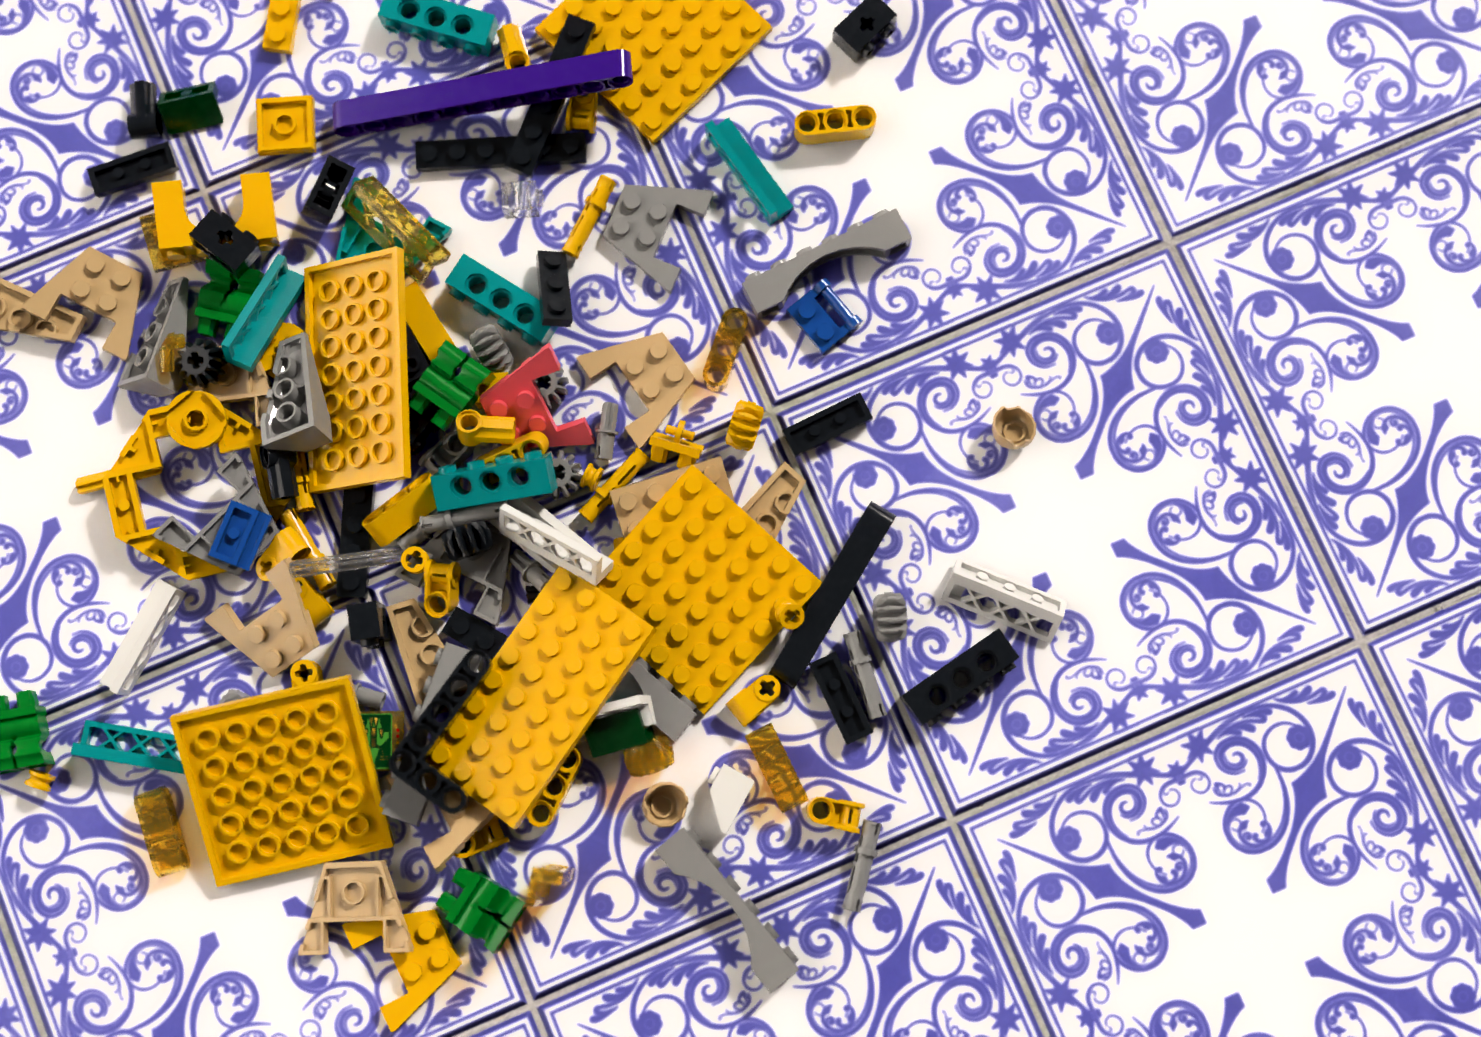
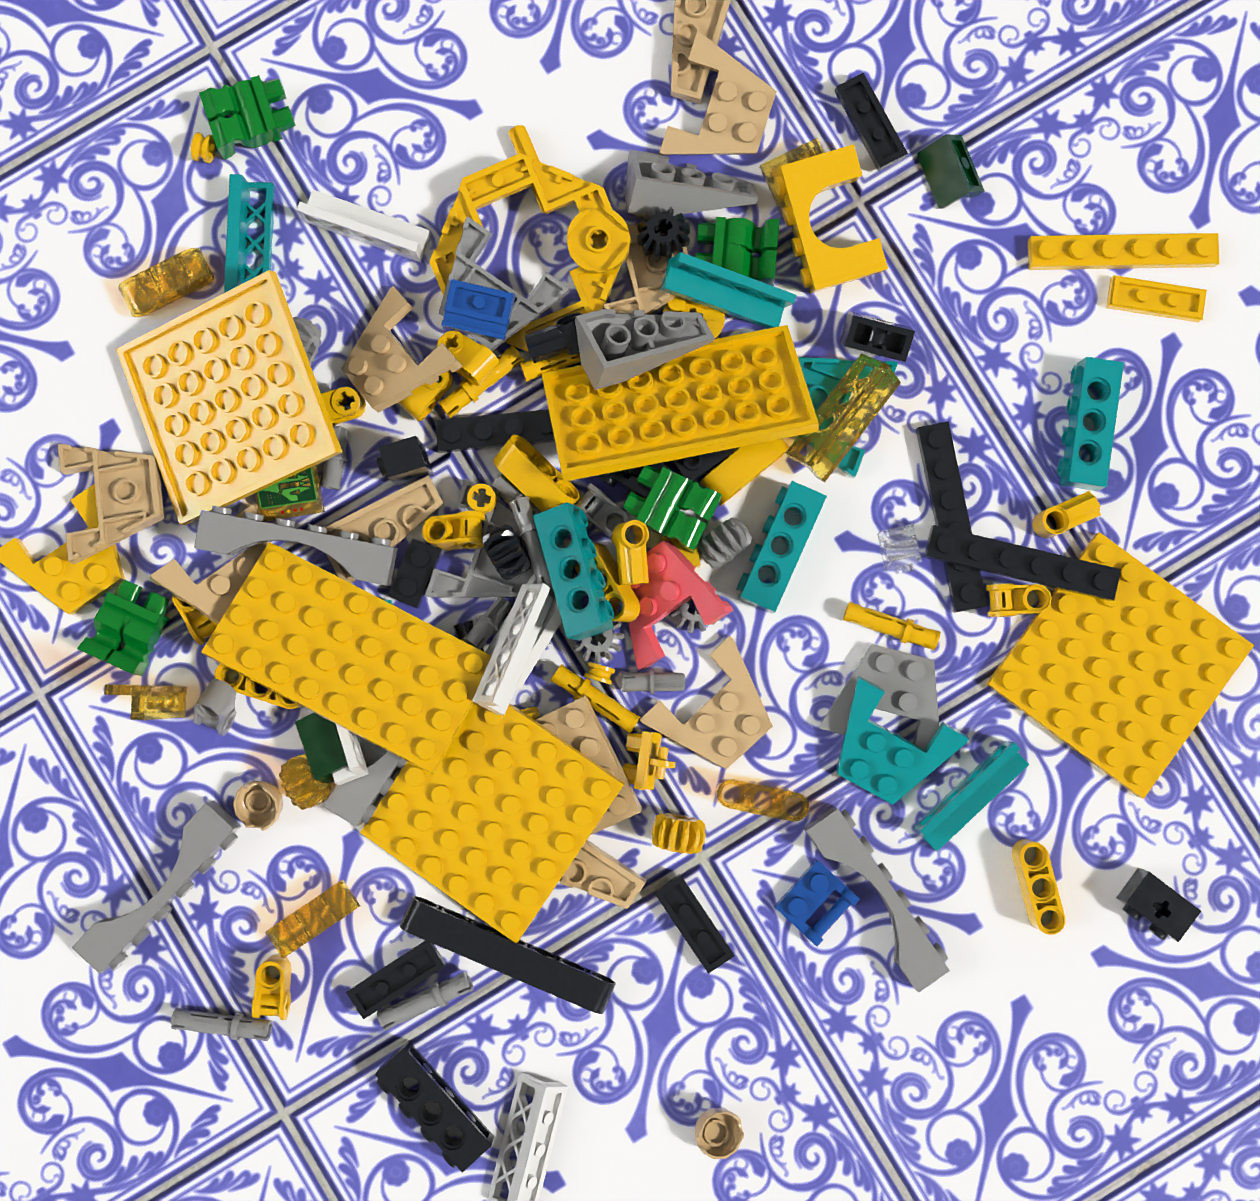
camera: 80 degrees right, 5 degrees up
(144, 117) = (930, 123): black piece -> none
(167, 349) = (669, 195): clear yellow arm -> none
(234, 257) = (800, 217): black brick -> none
(286, 125) = (945, 277): yellow plate -> none
(345, 562) = (468, 425): clear axle -> none
(437, 730) = (294, 554): black beam -> none
(483, 93) = (1013, 491): dark purple beam -> none
(554, 288) = (801, 601): black plate -> none
(567, 830) = (216, 706): none -> light grey piece
(706, 239) = (883, 760): none -> teal wing
(728, 794) = (278, 872): white slope -> none
(750, 703) = (379, 882): yellow piece -> none
(792, 606) = (468, 920): yellow bush -> none
(889, 617) = (488, 1022): light grey gear -> none

